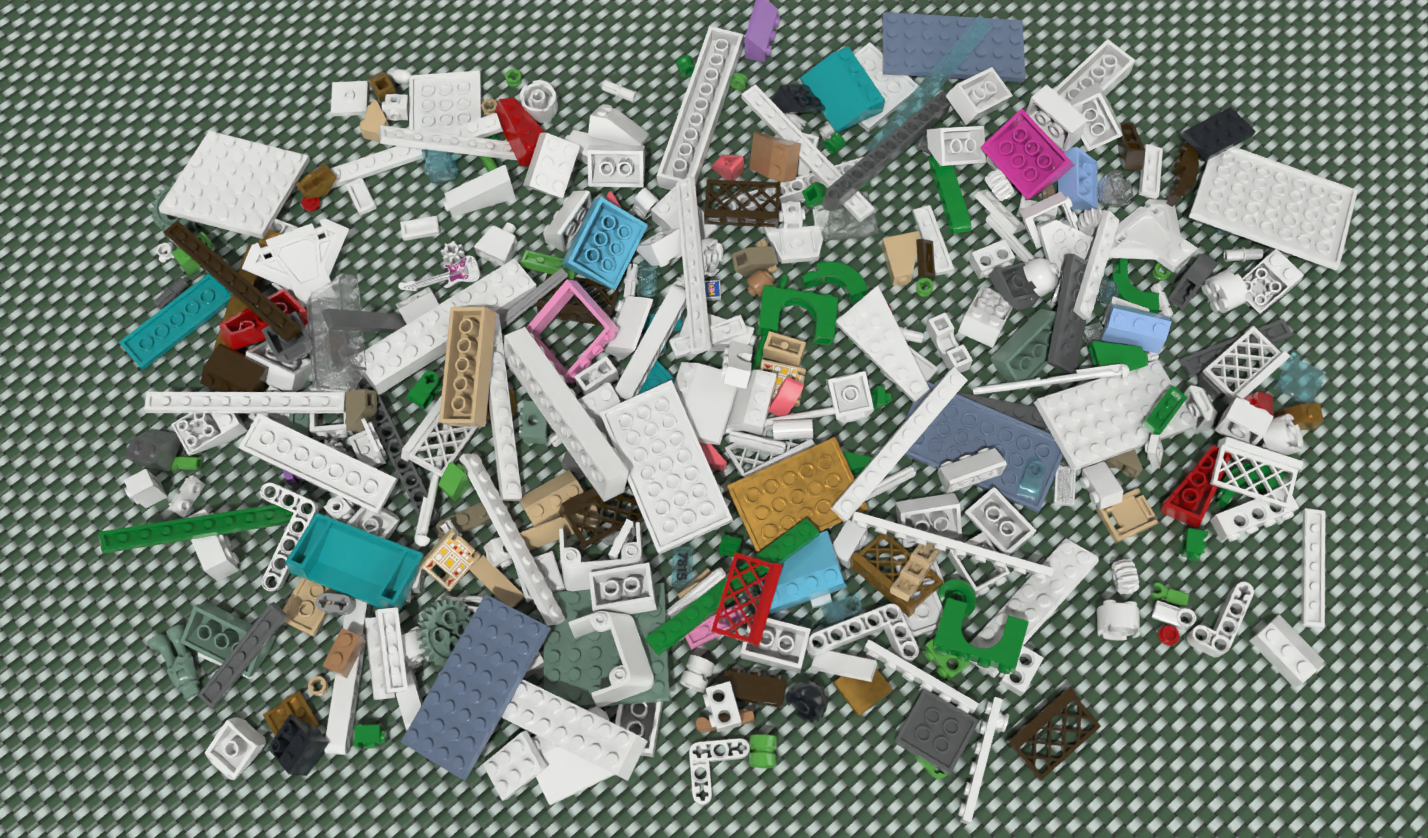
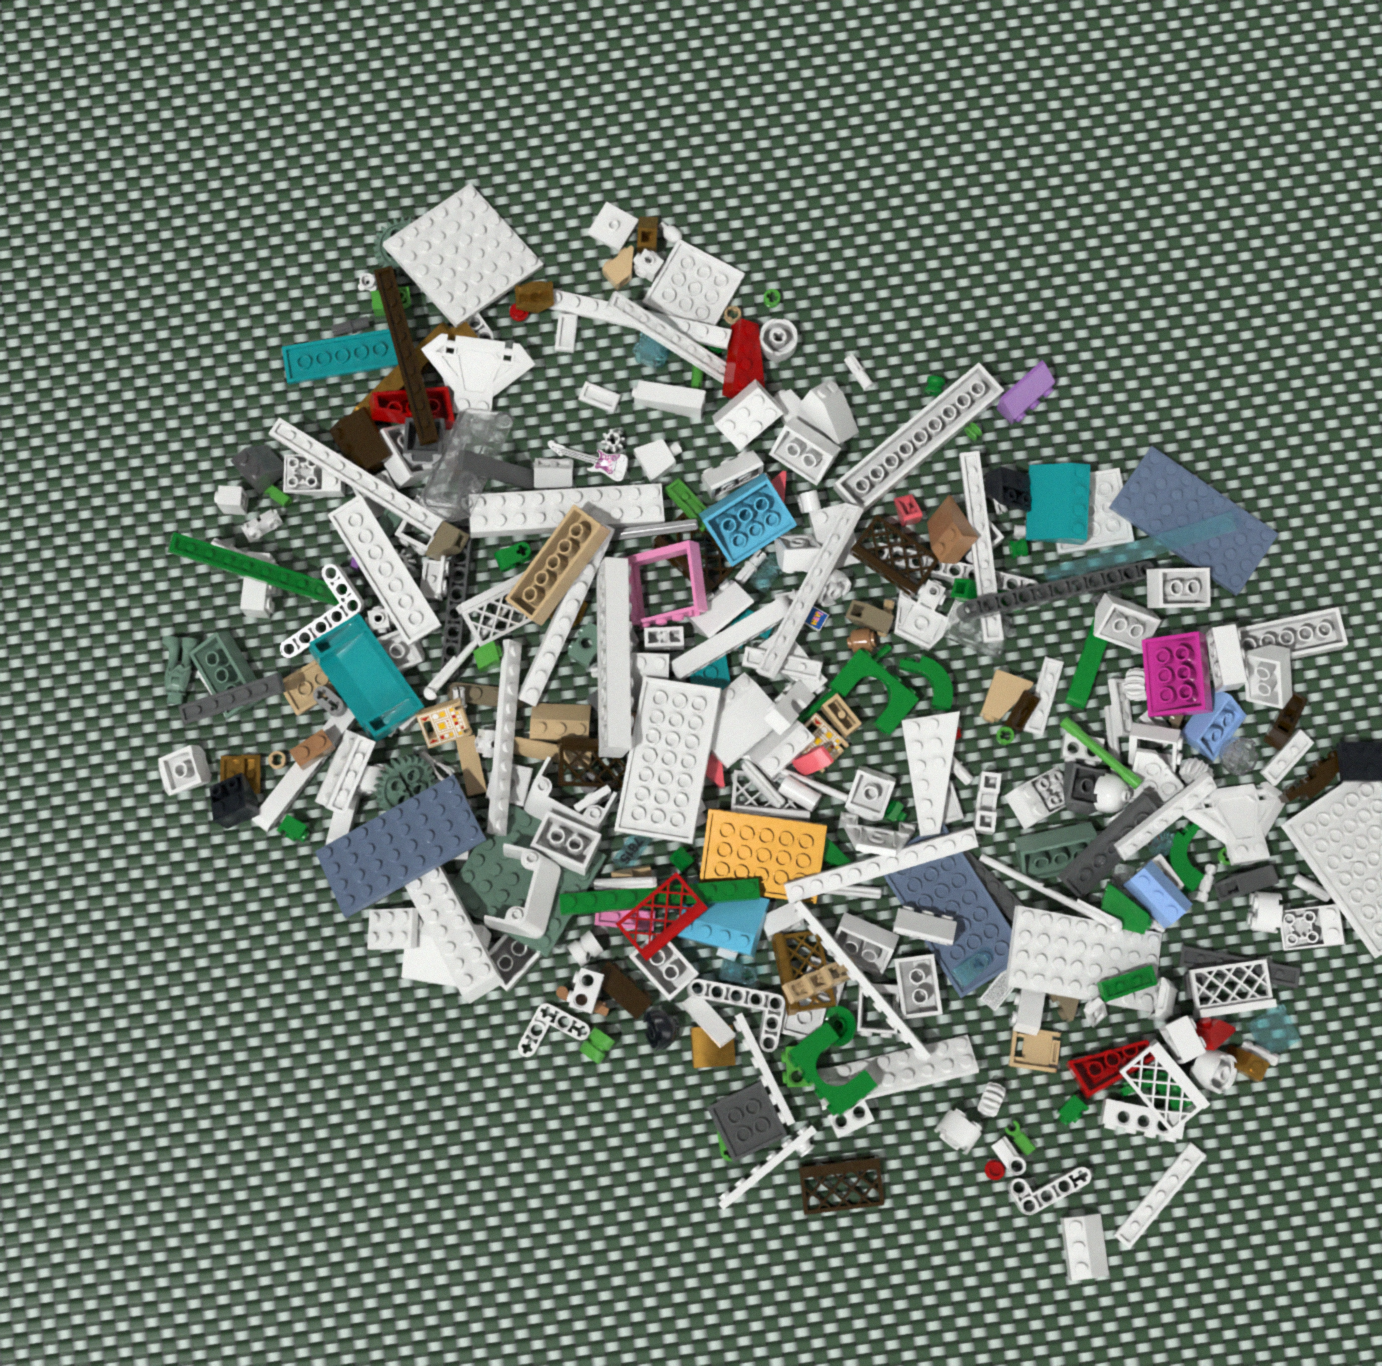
camera: 30 degrees right, 10 degrees up
(879, 426) = (876, 840): none -> white wing
(1043, 252) = (1126, 774): none -> bright green piece
(1317, 398) = (1260, 1052): none -> white axle

